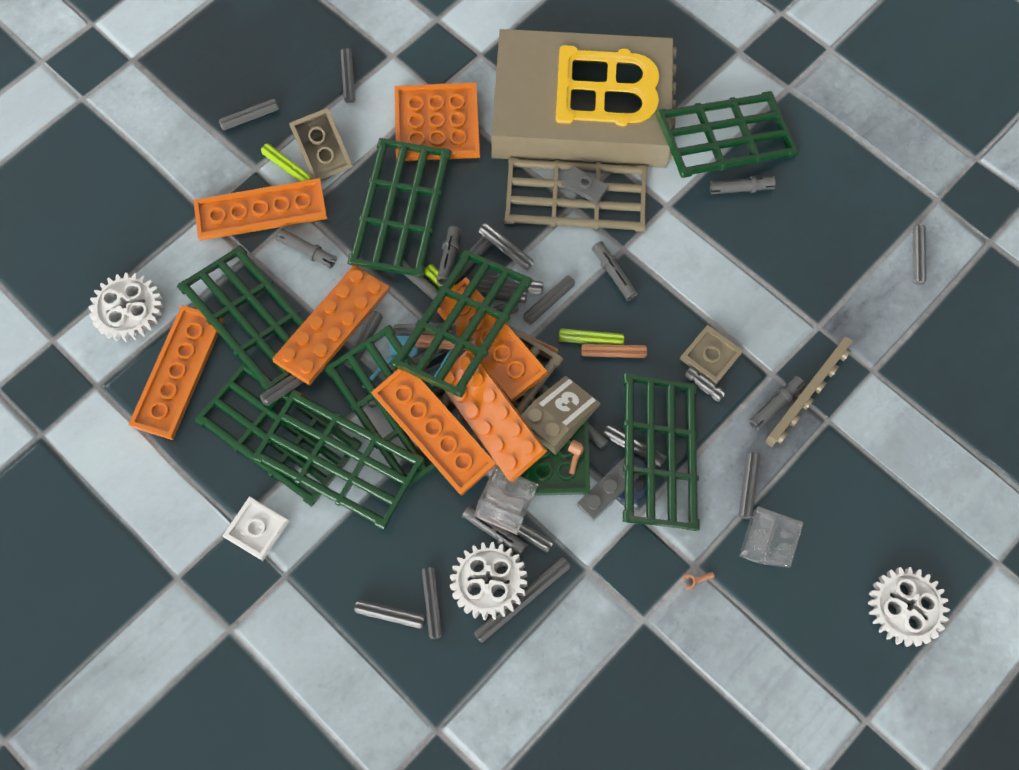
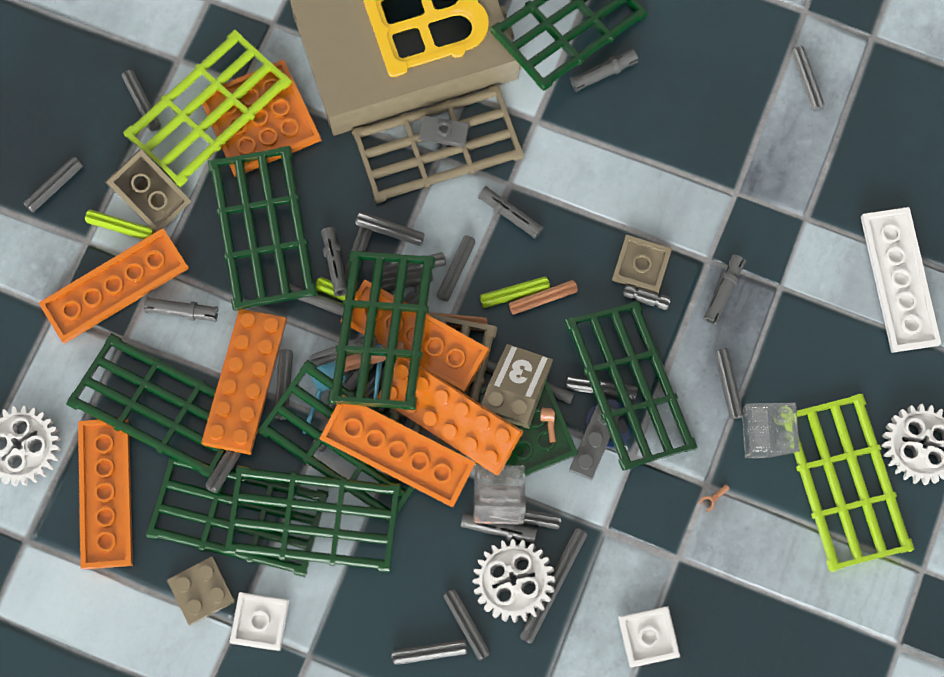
camera: 20 degrees left, 5 degrees up
(219, 483) = (201, 591): none -> dark tan plate
(383, 112) = (199, 130): none -> lime door
(589, 679) = (648, 637): none -> white plate
(805, 399) = (750, 275): dark tan plate -> none
(835, 636) = (865, 501): none -> lime door
(940, 455) = (900, 280): none -> white plate

